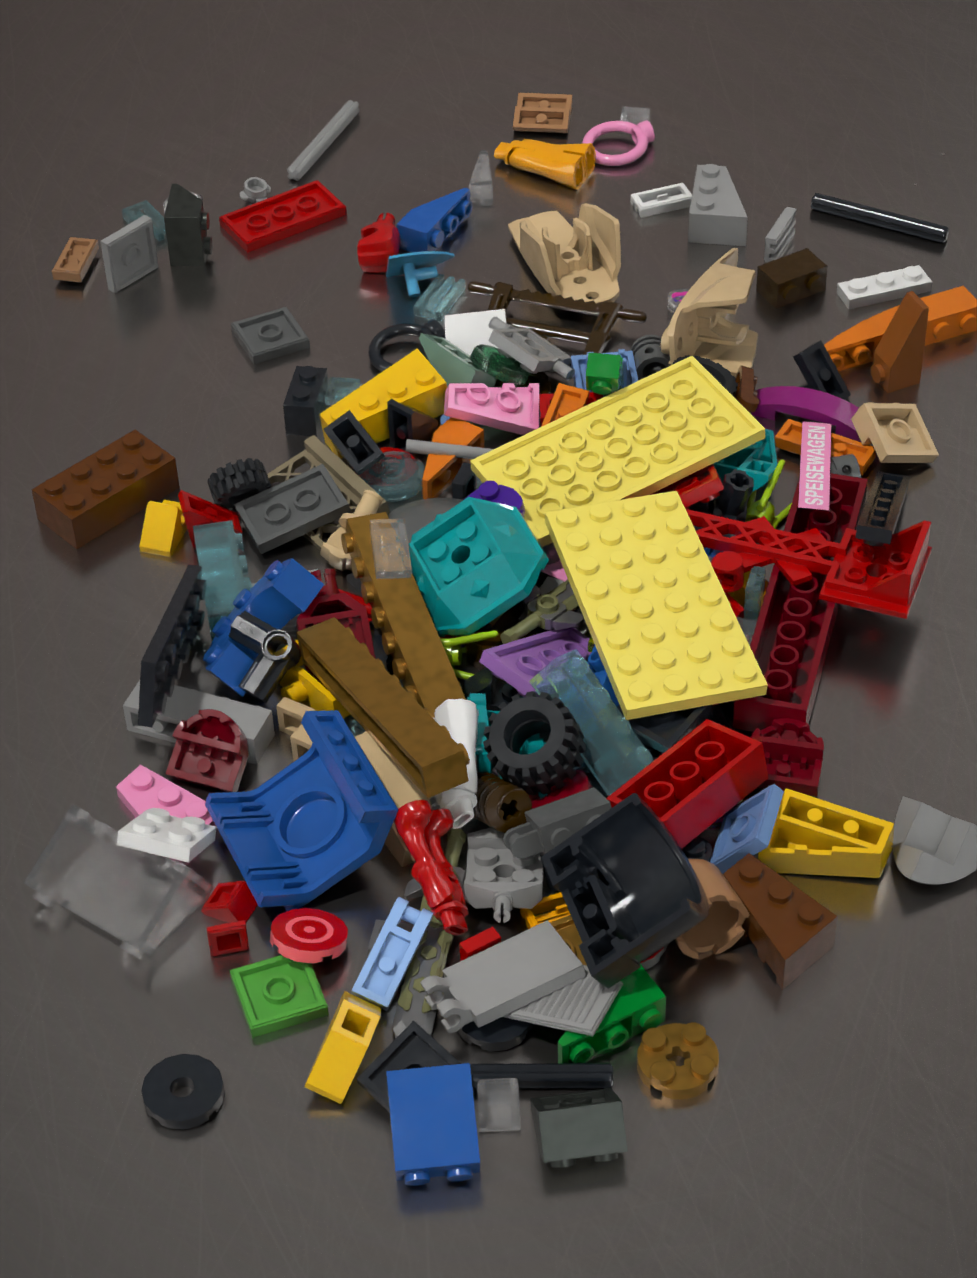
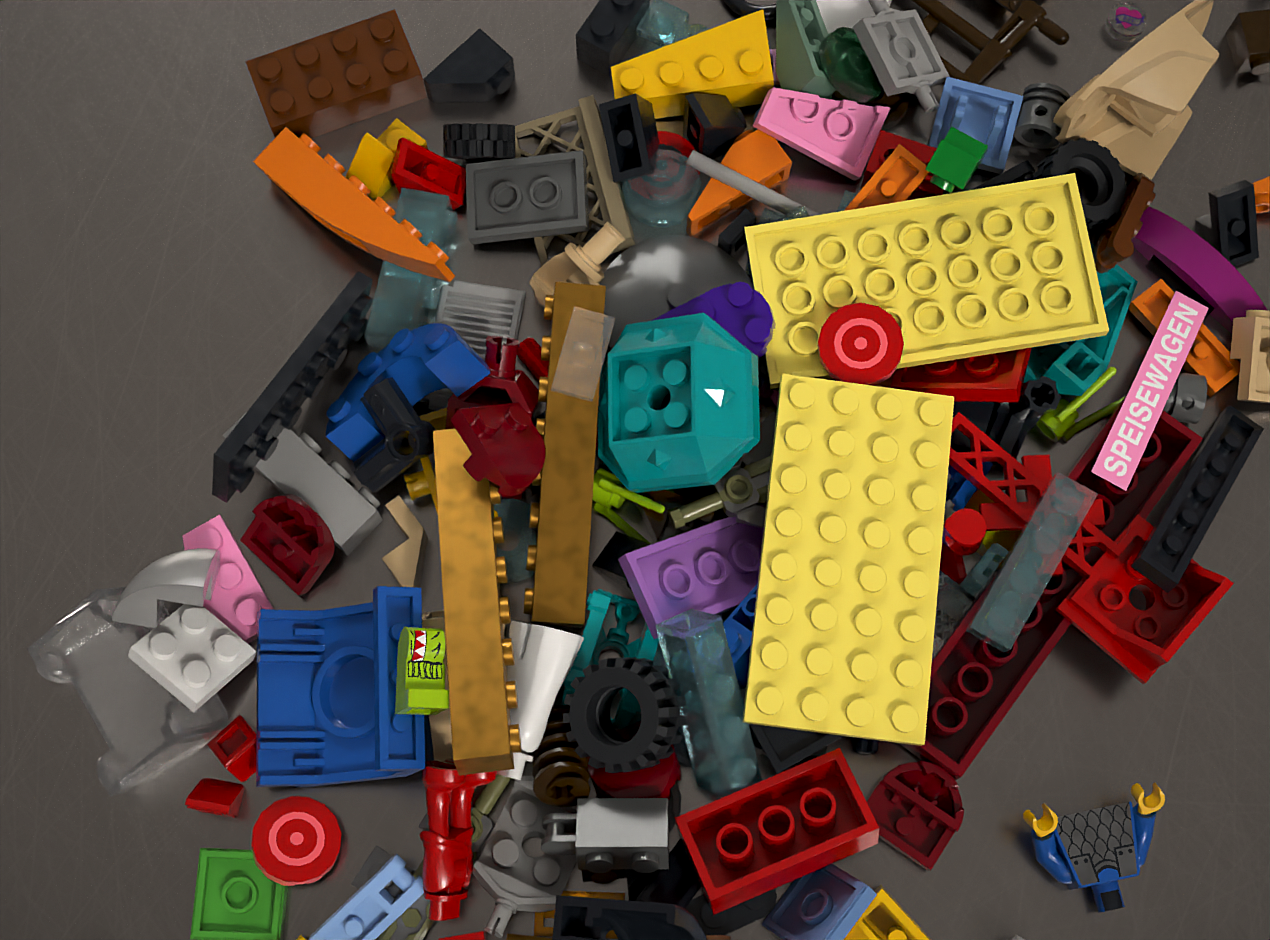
camera: 20 degrees right, 30 degrees up
(133, 782) = (177, 577): none -> light grey brick
(158, 546) = (345, 205): none -> orange slope
(208, 452) = (471, 72): none -> black slope
(355, 615) = (502, 445): none -> dark red slope
(365, 744) = (421, 672): none -> lime leg
(591, 485) = (860, 344): none -> red tile
(784, 563) = (1031, 562): none -> clear light blue brick
(930, 733) = (1097, 844): none -> torso

